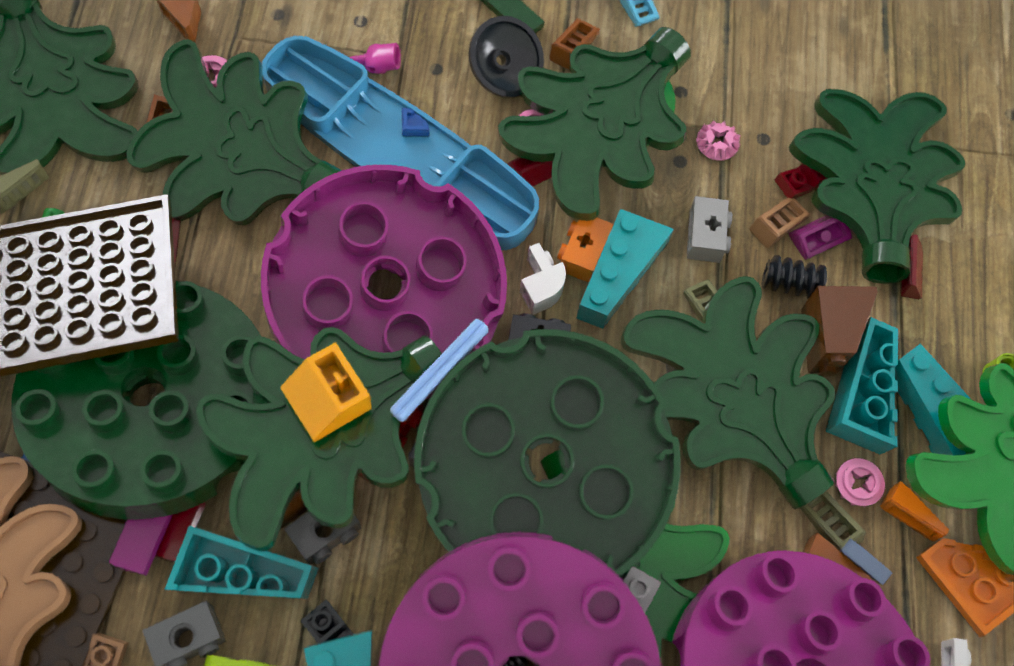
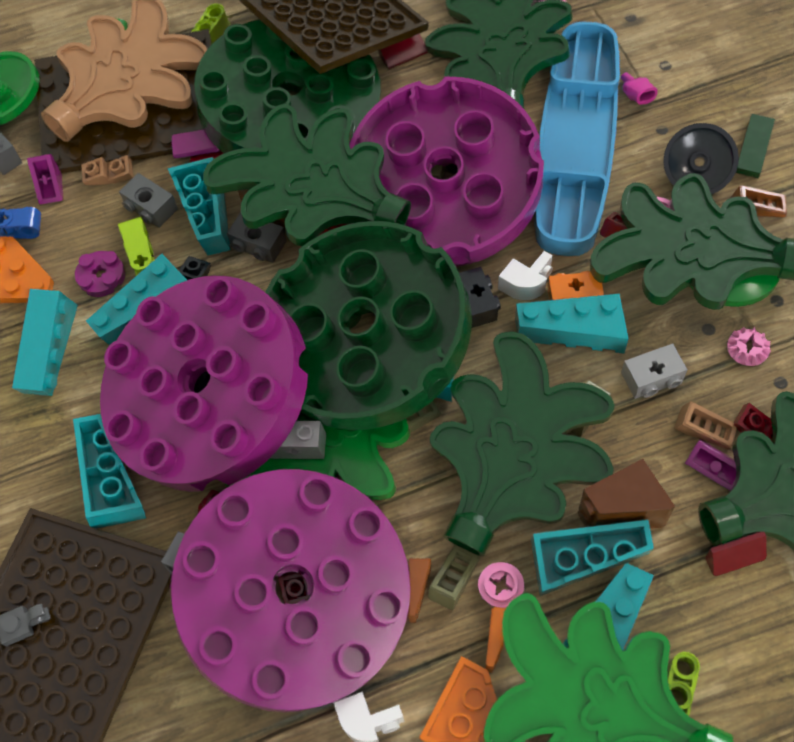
camera: 75 degrees right, 5 degrees down
(326, 392) = (328, 161): light orange slope -> none
(413, 124) = (599, 136): blue tile -> none
(438, 370) = (366, 214): light blue axle -> none
(794, 275) = (650, 448): black piece -> none
(866, 561) = (428, 610): sand blue beam -> none

